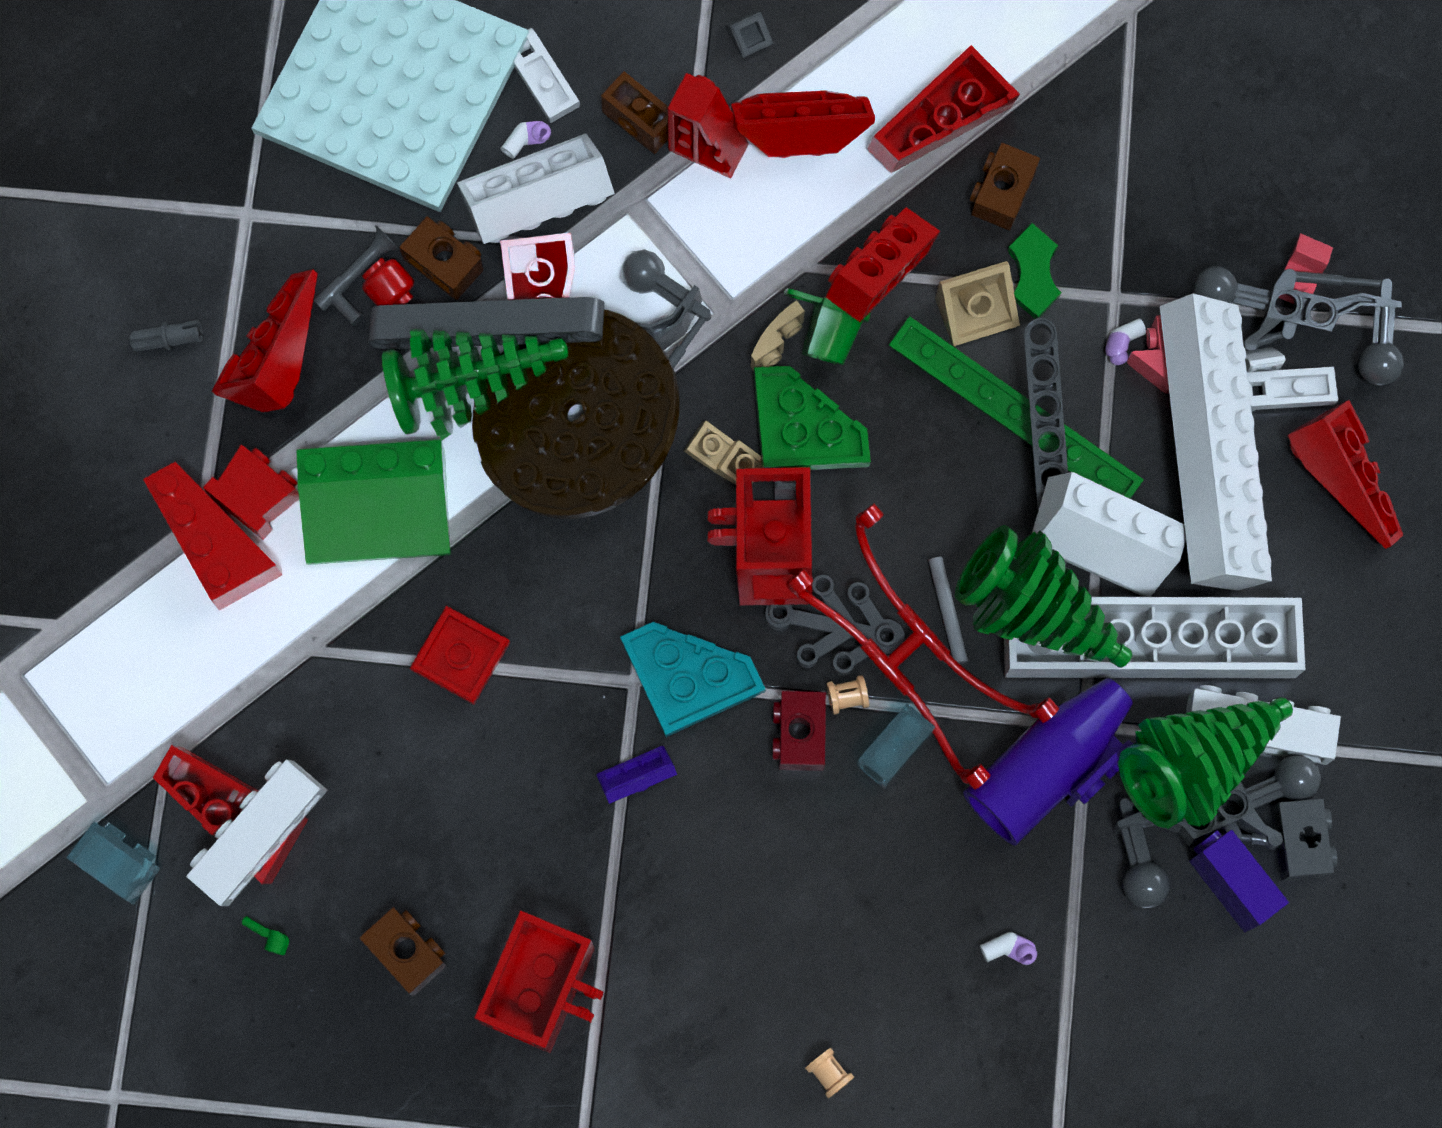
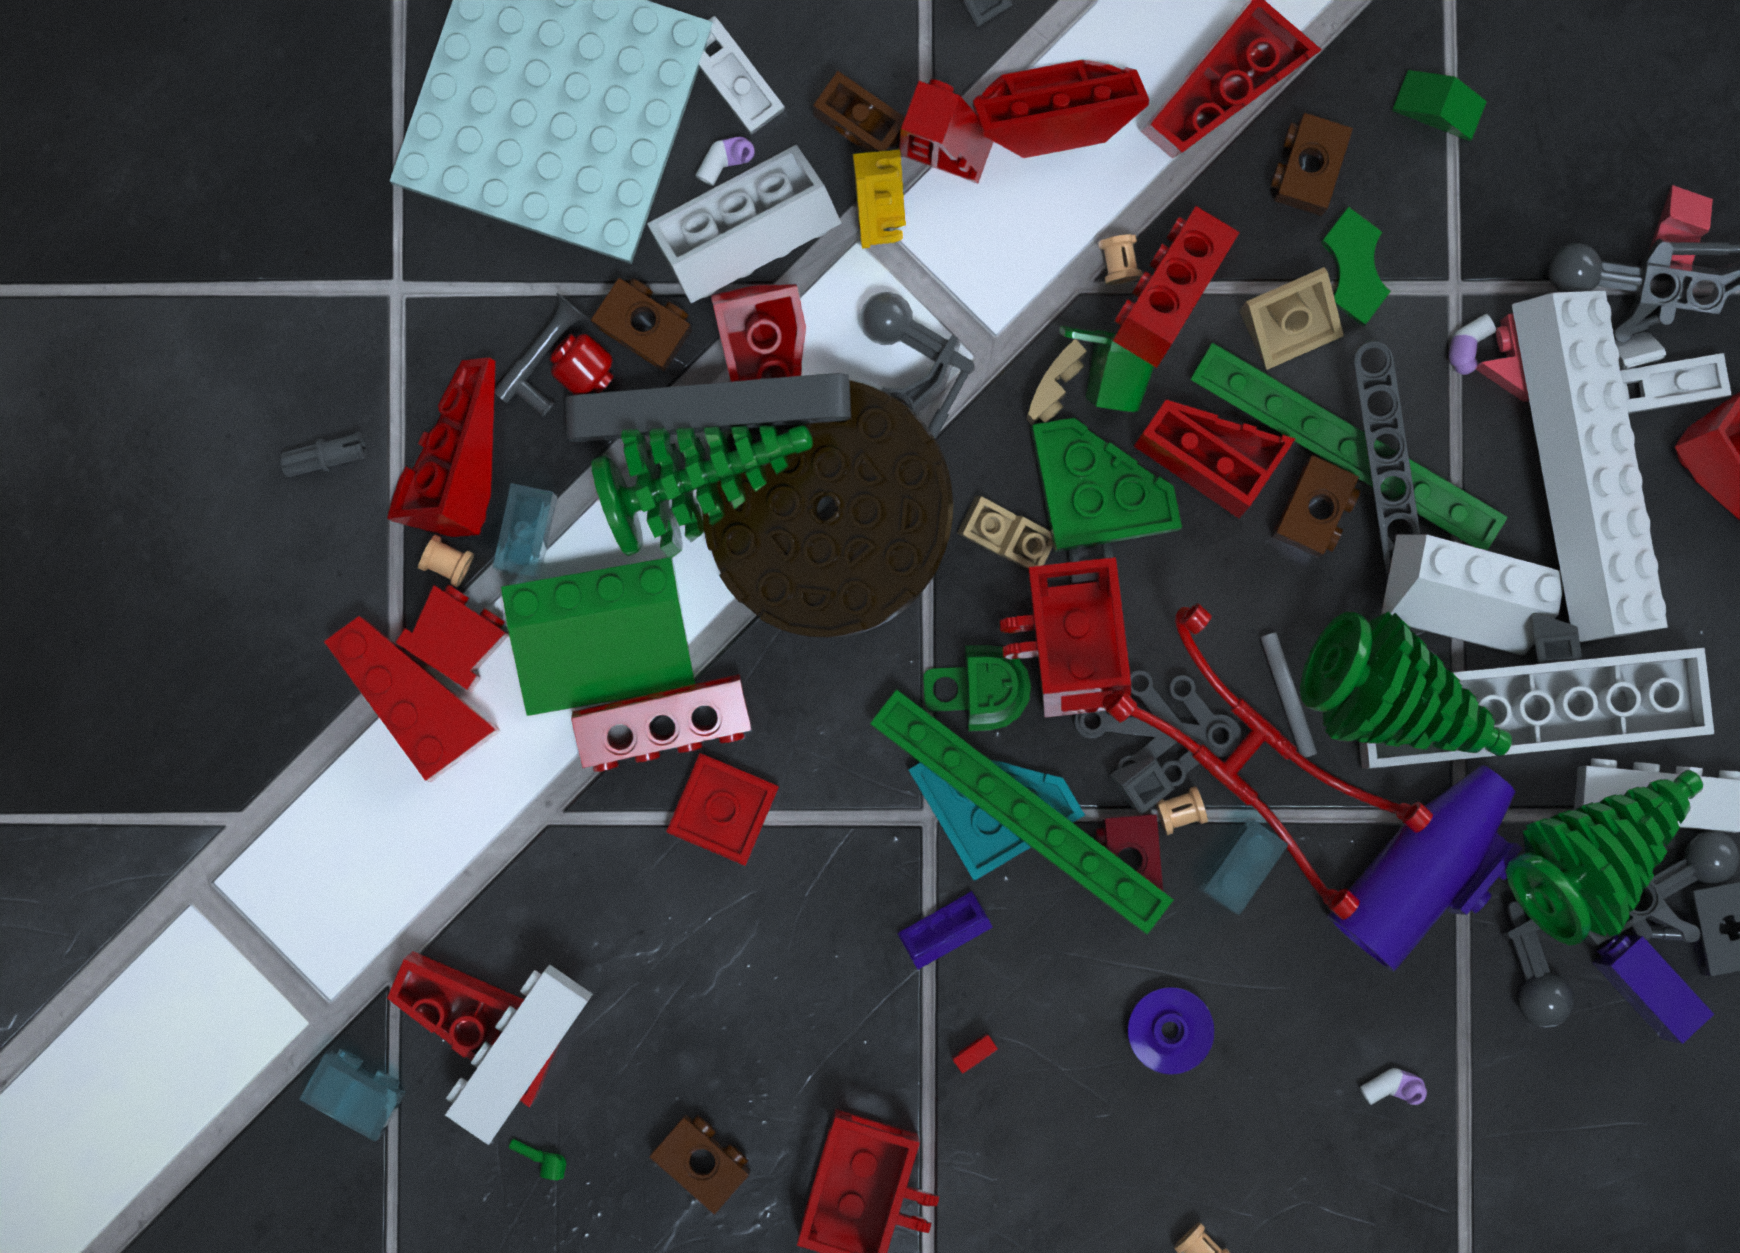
camera: 10 degrees left, 10 degrees up
(255, 429) = (446, 560): none -> light nougat bush
(323, 409) = (525, 531): none -> clear light blue brick
(359, 574) = (722, 694): none -> brick
(647, 174) = (879, 196): none -> yellow hinge
(650, 880) = (974, 1053): none -> red tile
(697, 579) = (988, 687): none -> green container
(712, 678) = (1021, 812): none -> green plate
(816, 666) = (1142, 784): none -> dark grey slope
(821, 859) = (1193, 1033): none -> dark purple dish
(840, 243) = (1120, 259): none -> light nougat bush
(900, 404) = (1213, 454): none -> red wedge
(989, 437) = (1296, 523): none -> reddish brown brick
(1115, 150) = (1440, 103): none -> green slope
(1176, 578) = (1555, 640): none -> dark grey slope

